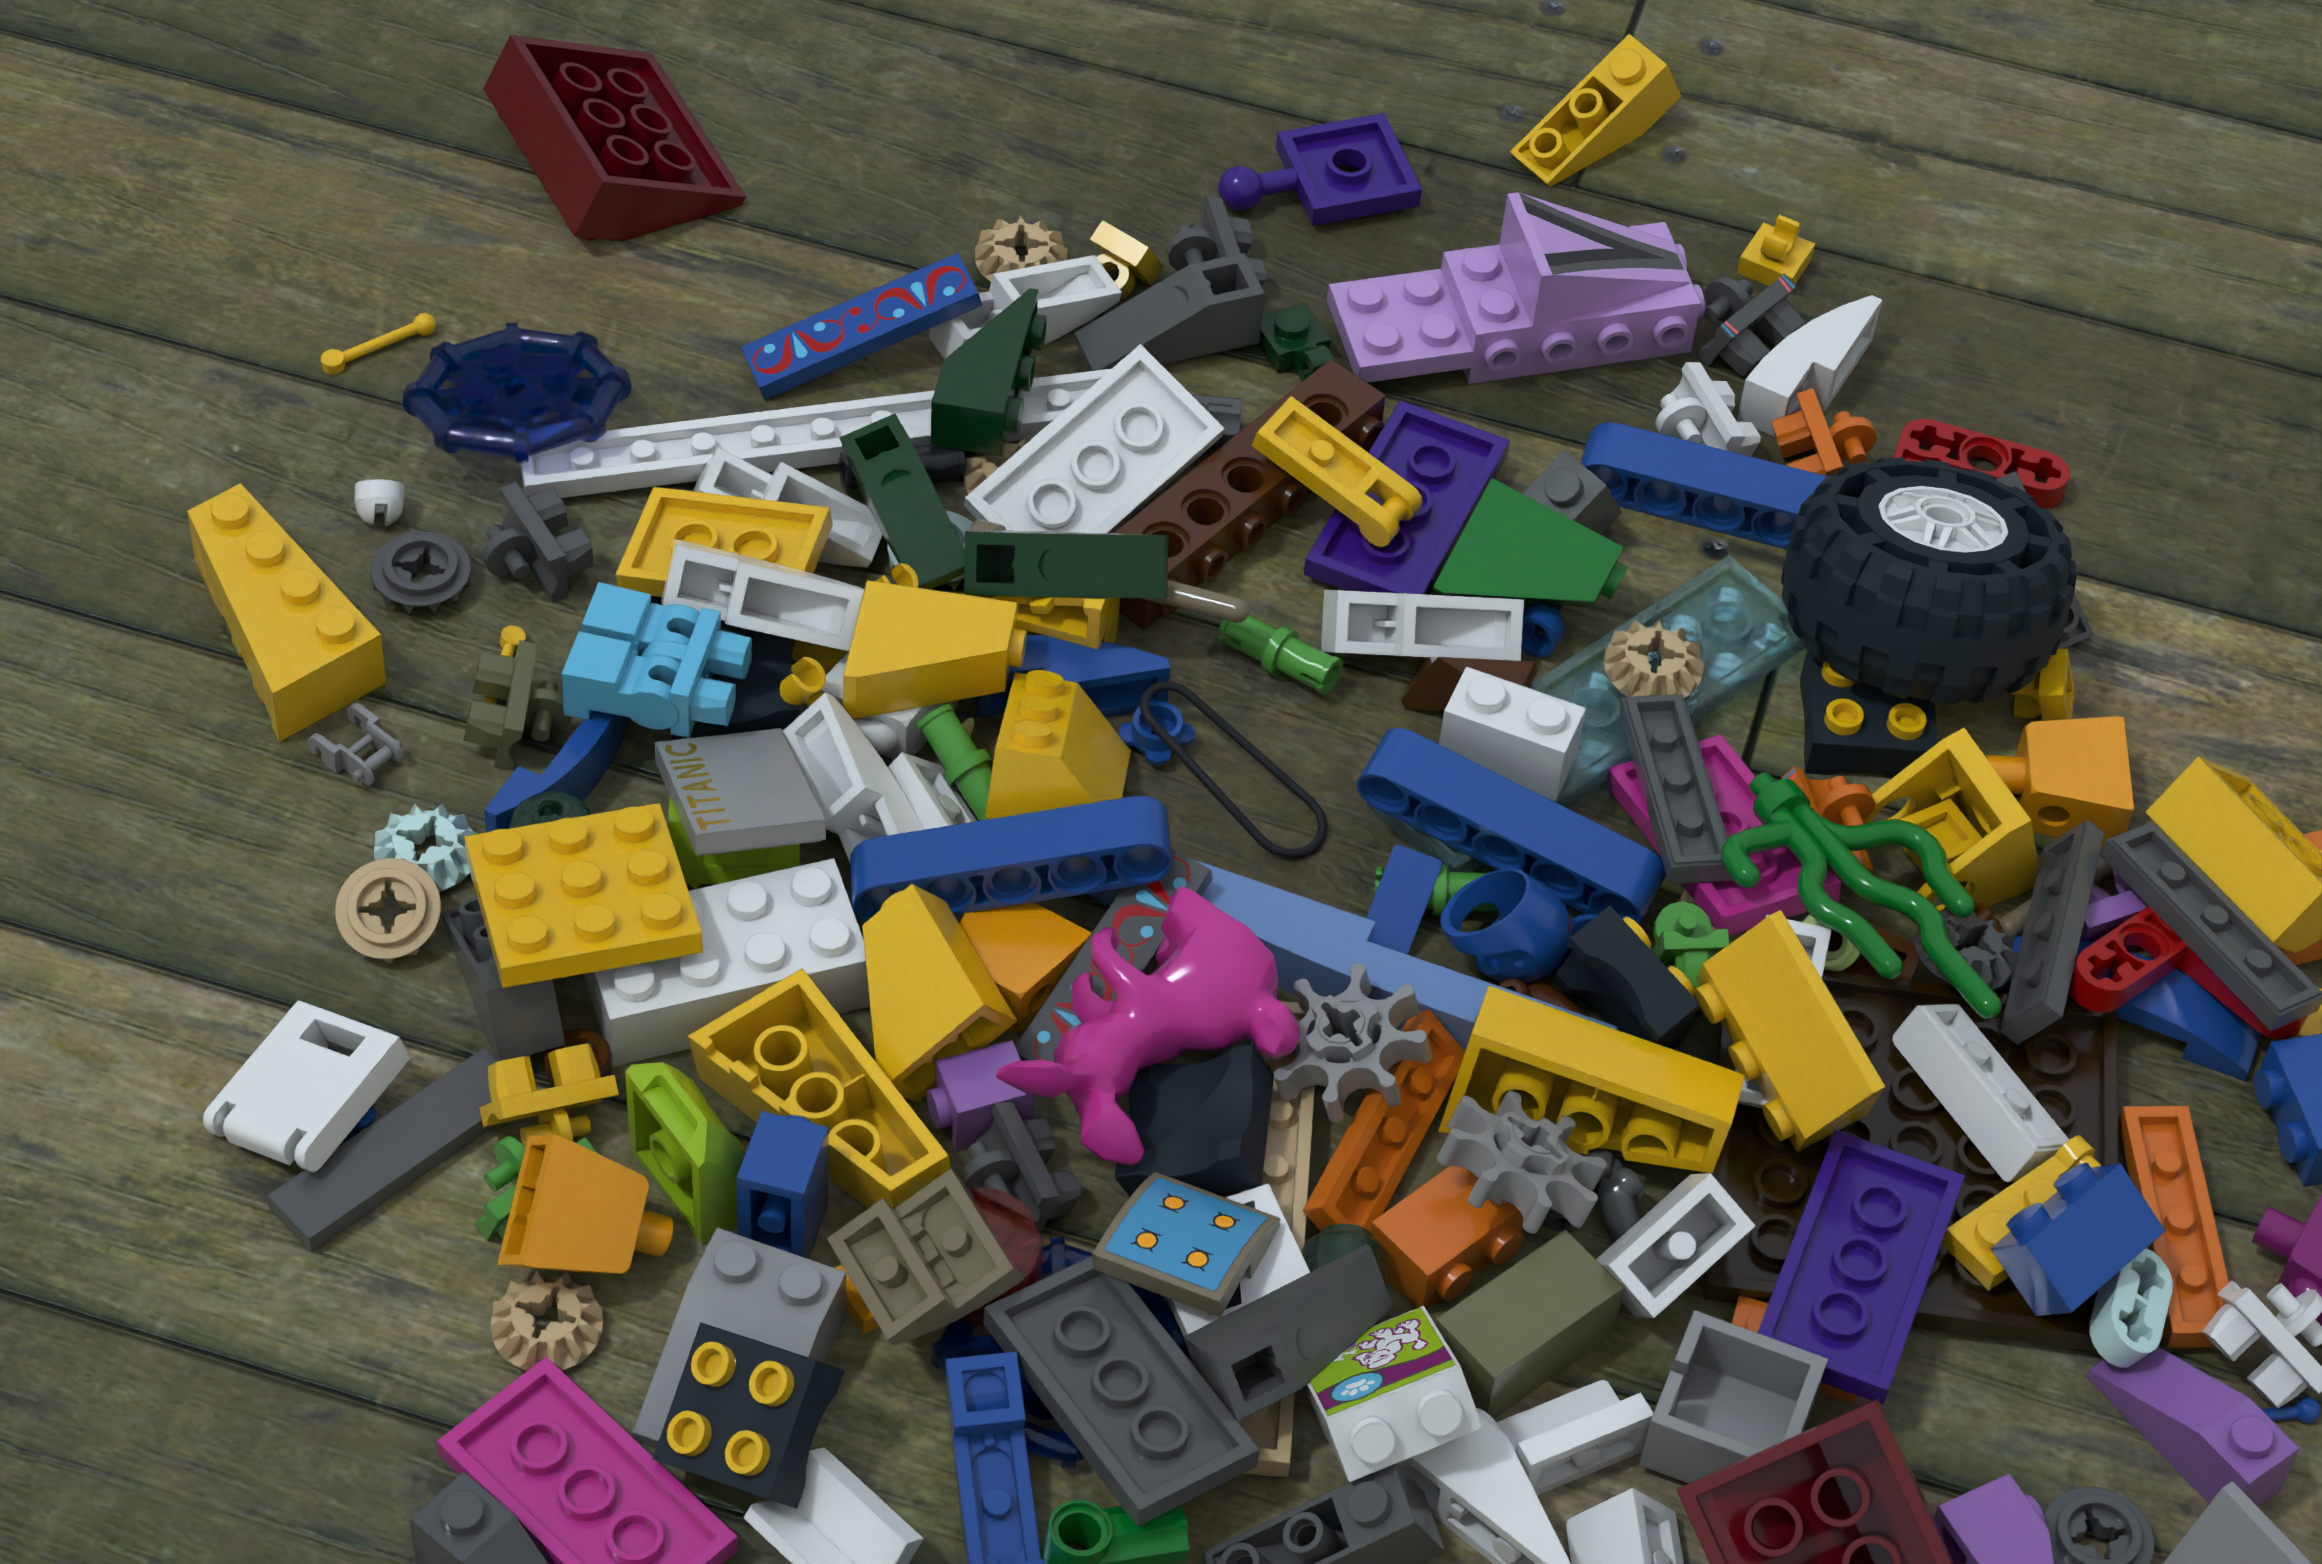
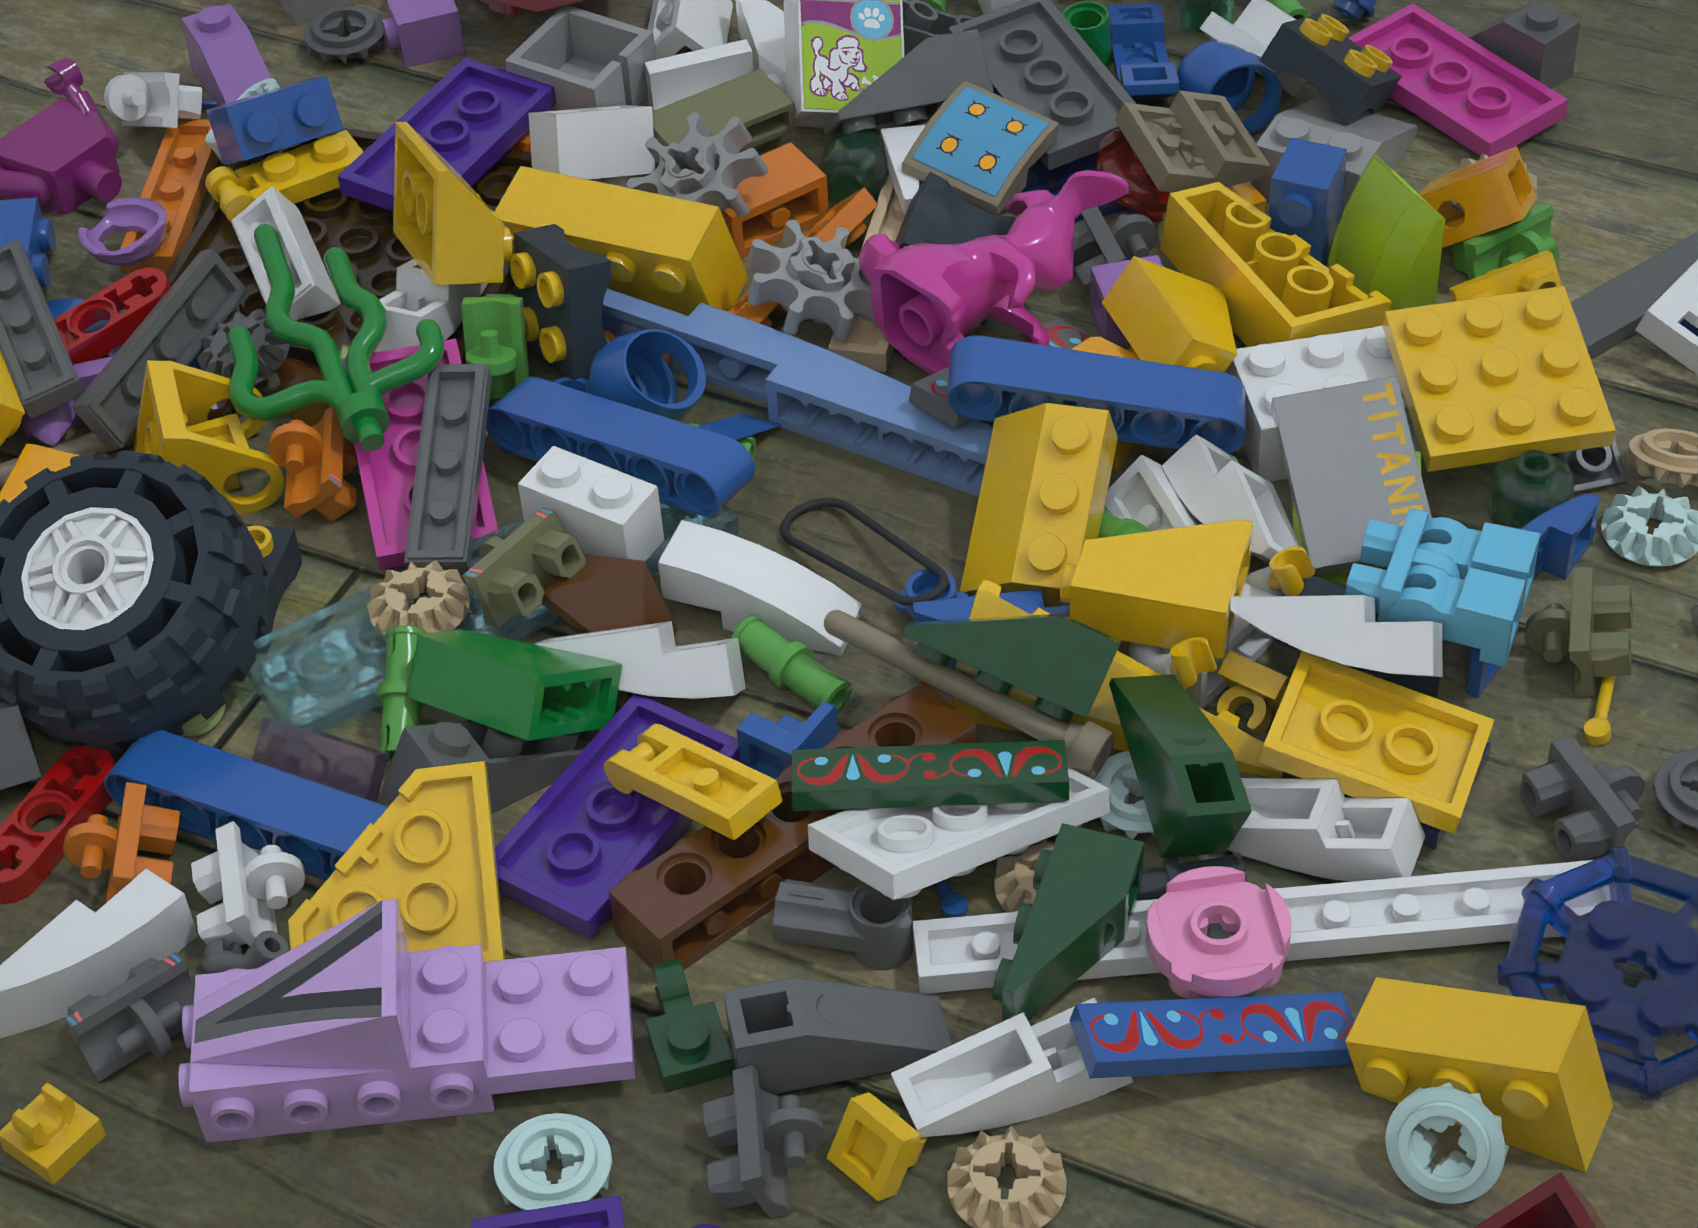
camera: 165 degrees left, 5 degrees down
(653, 311) = (1521, 1054): none -> yellow wedge
(682, 261) = (1412, 1145): none -> light aqua gear
(863, 355) = (1212, 966): none -> bright pink plate
(902, 1431) = (1230, 73): none -> blue helmet
(1125, 477) = (929, 775): none -> dark green tile
(1267, 569) = (769, 745): none -> blue panel
(1326, 713) = (747, 579): none -> white slope
(1385, 232) = (524, 1158): none -> light aqua gear
(1558, 403) = (430, 855): none -> yellow plate
(1567, 650) = (519, 568): none -> olive hips
(1640, 587) = (393, 693): none -> bright green pin
(1661, 526) = (321, 757): none -> plate
(1668, 363) = (264, 949): none -> dark grey arm
(2193, 1083) = (126, 216): none -> medium lavender piece

